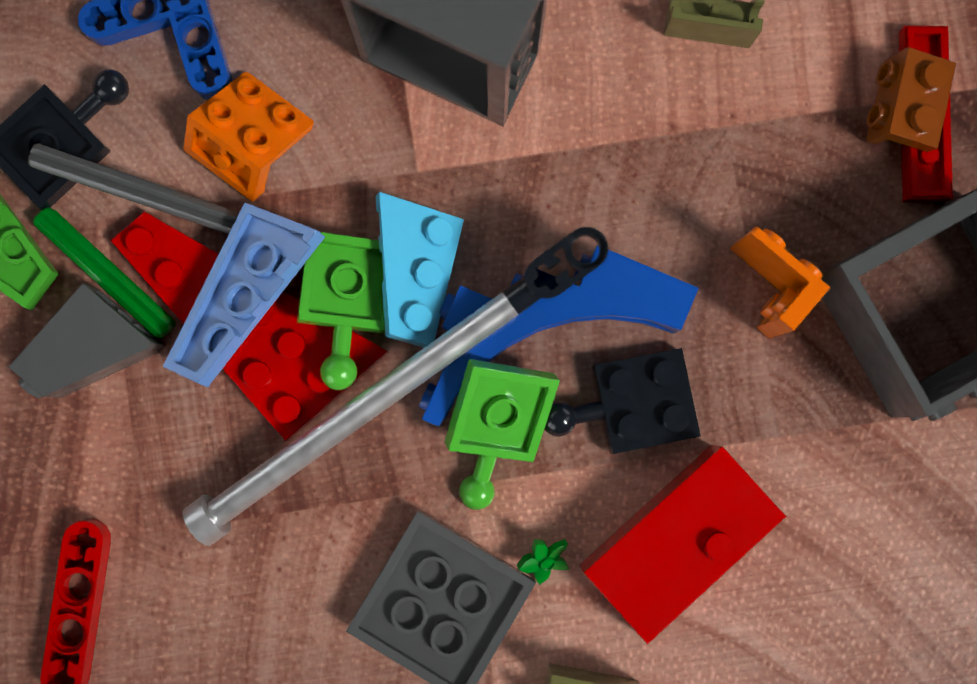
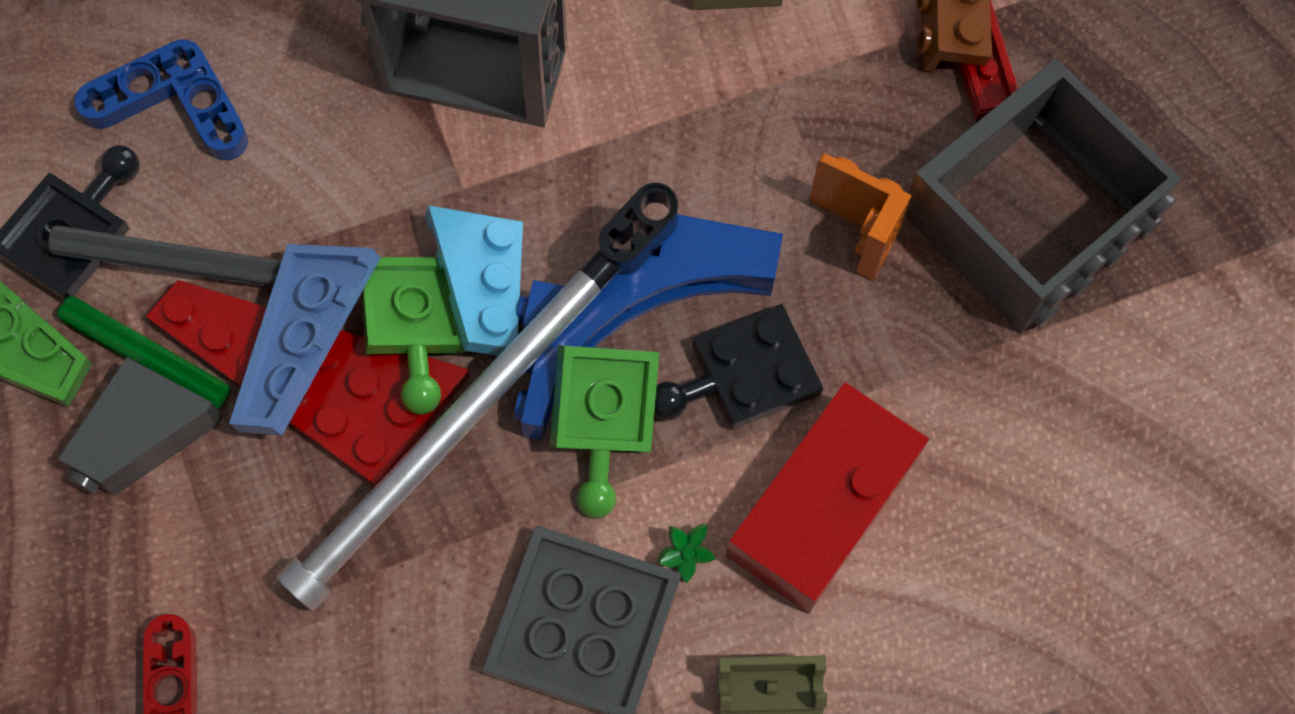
camera: 15 degrees left, 15 degrees down
(244, 133) = (269, 183): orange bracket -> none

